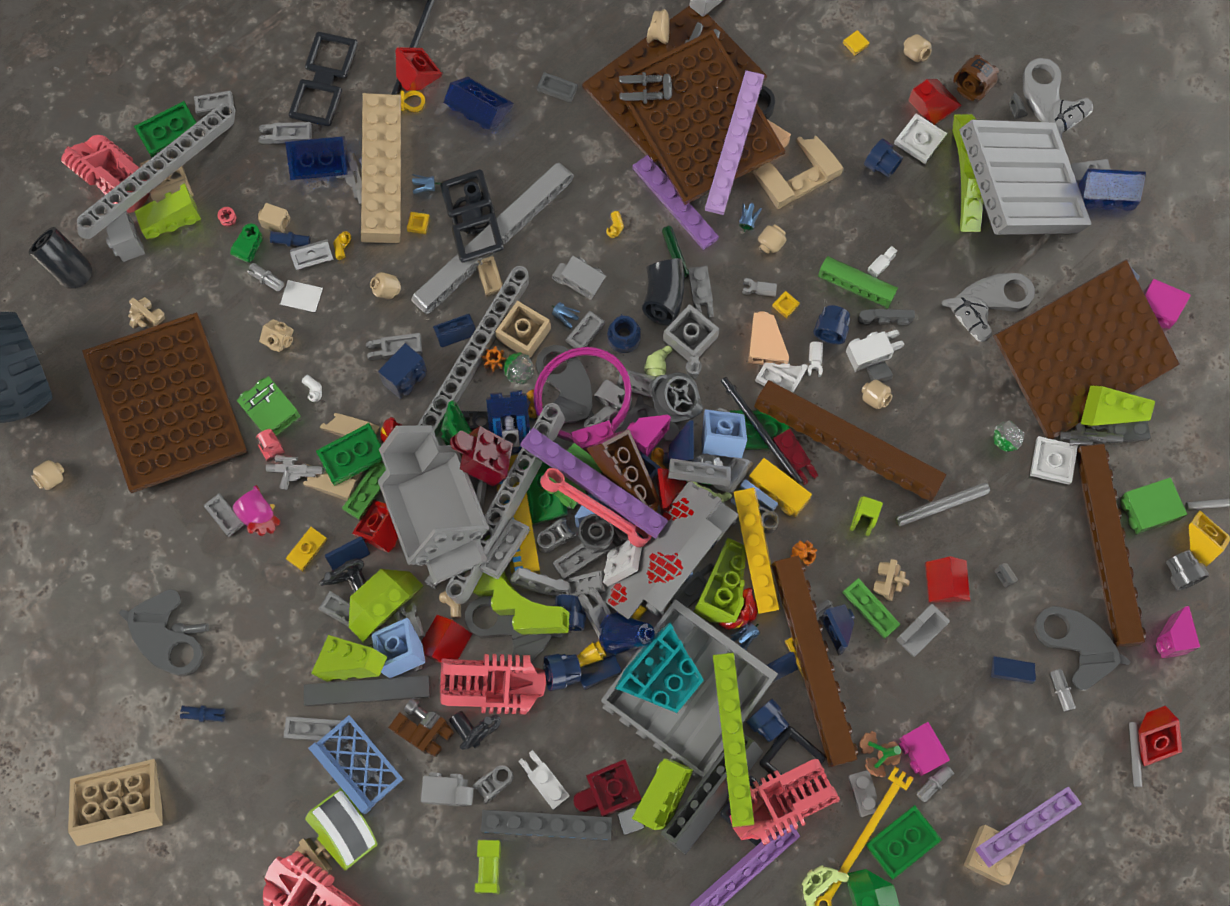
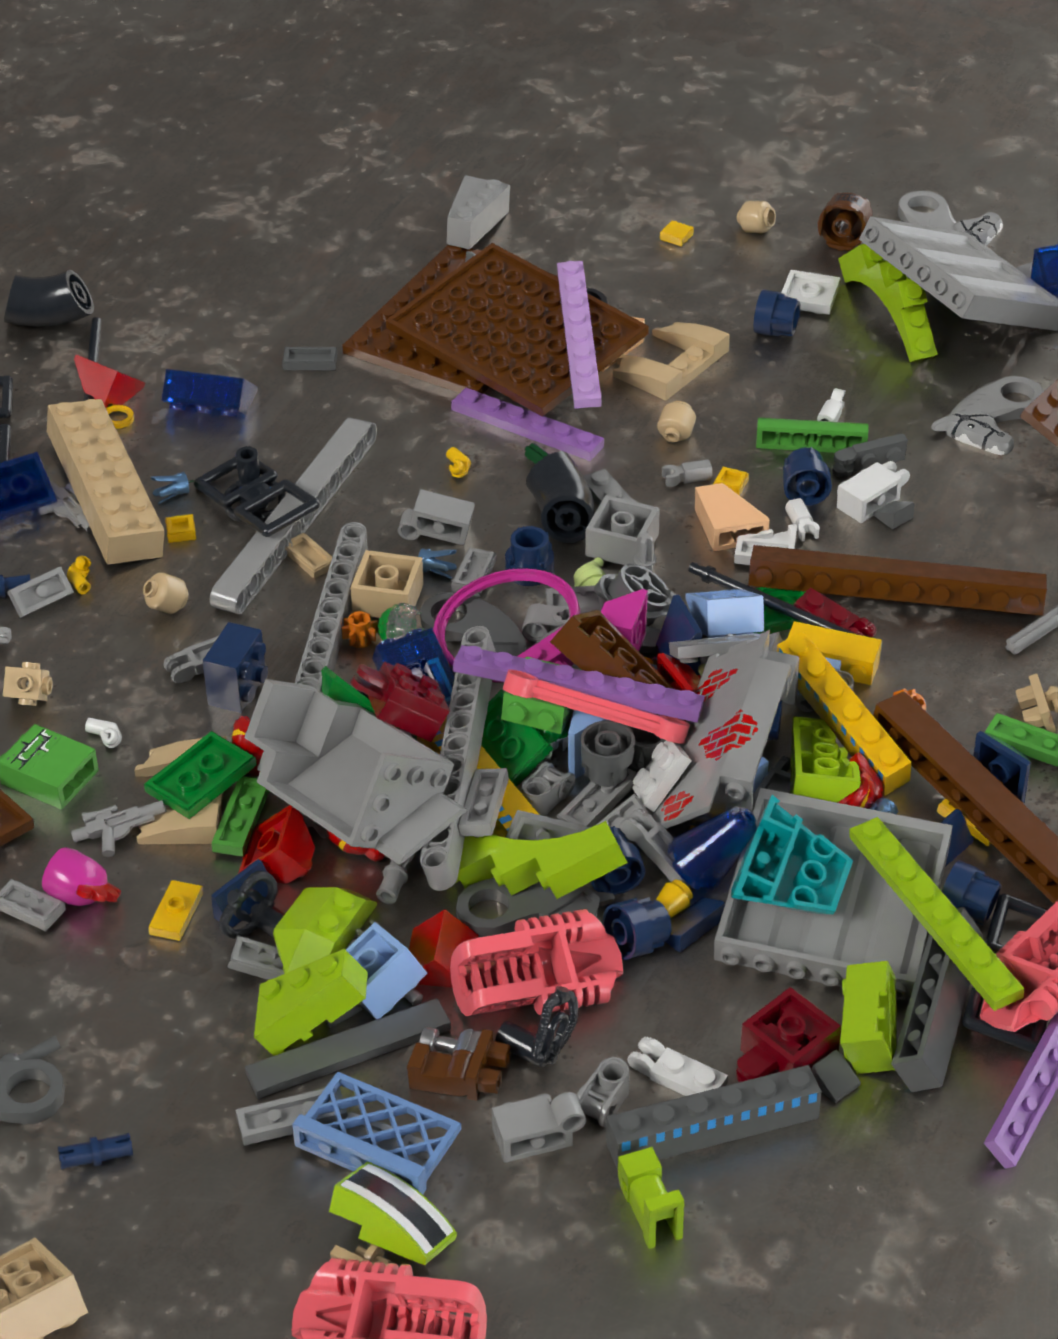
camera: 20 degrees left, 30 degrees down
(269, 444) = (69, 800): coral leg -> none
(301, 296) = (42, 644): white sticker -> none
(454, 330) = (287, 620): dark blue slope -> none
(455, 608) = (425, 901): tan arm -> none
(659, 27) = (420, 261): tan piece -> none
(667, 87) = (429, 305): dark grey piece -> none
(747, 220) = (634, 415): flat silver piece -> none
(868, 508) = (970, 635): lime piece -> none
(876, 394) = (904, 529): tan head -> none
(933, 100) = (802, 254): red slope -> none

